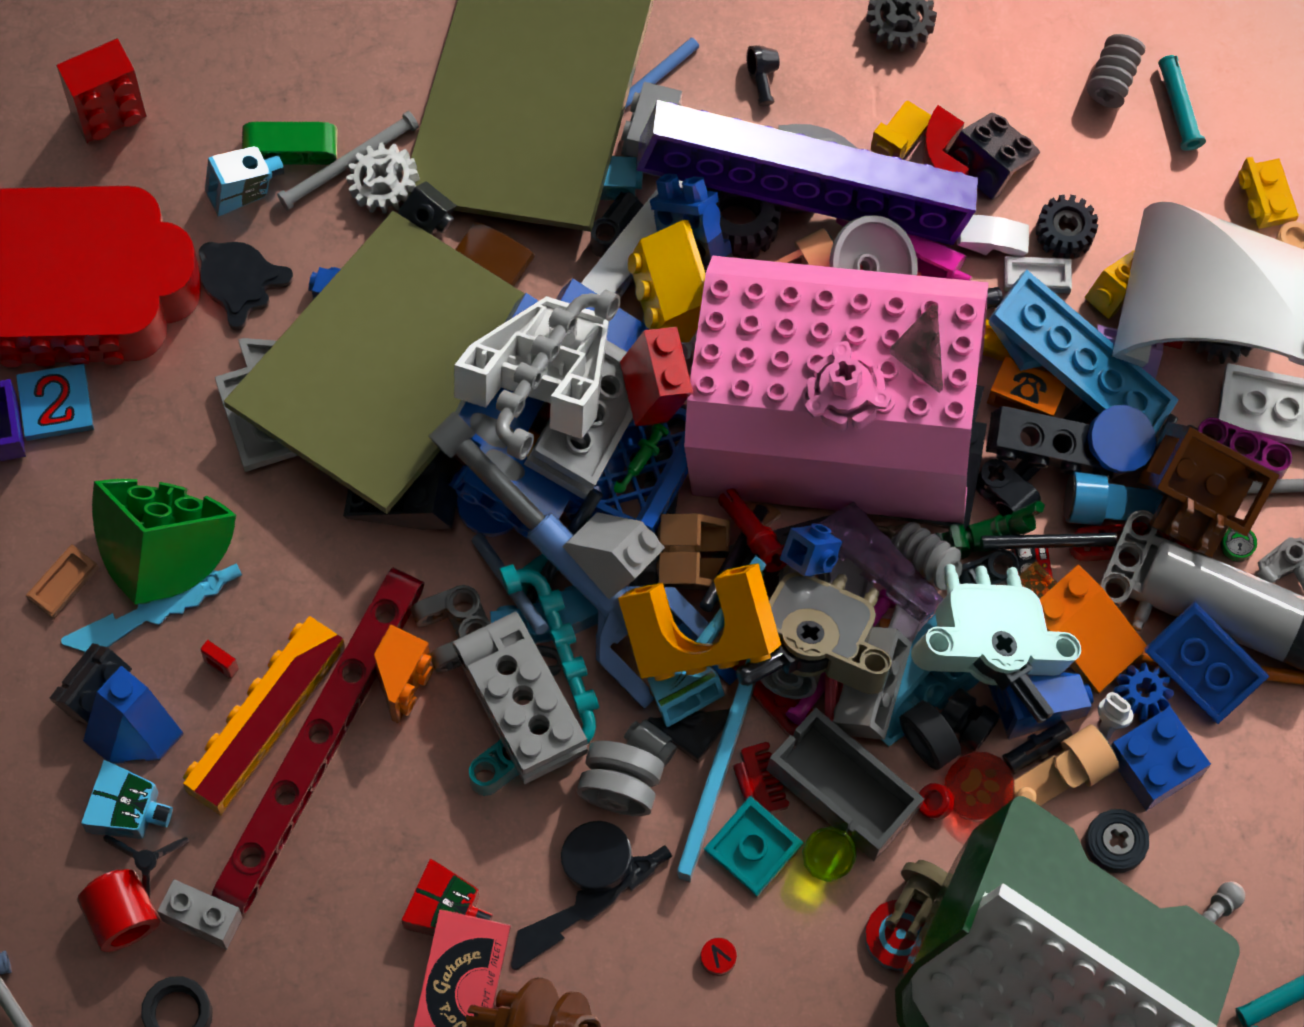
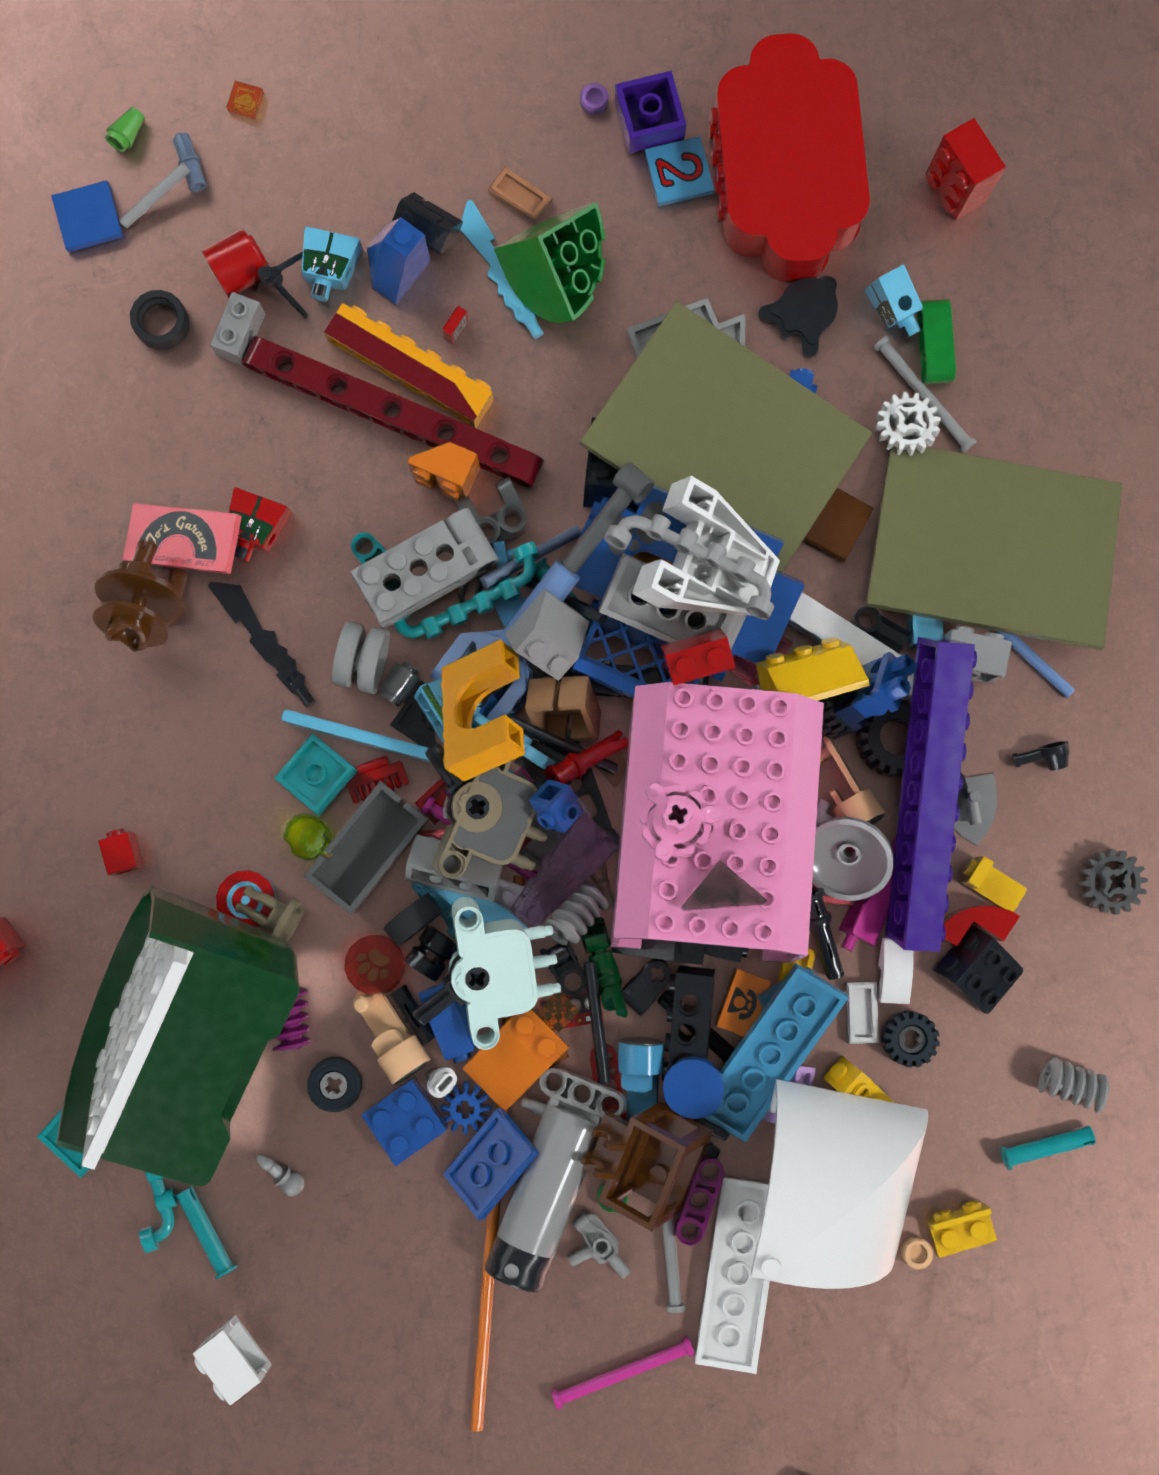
camera: 90 degrees right, 15 degrees up
(428, 209) = (877, 463): black brick -> none
(597, 856) = (299, 644): black tile -> none
(646, 450) = (639, 656): green piece -> none
(718, 956) = (222, 749): red tile -> none
(937, 801) = (361, 927): red tile -> none

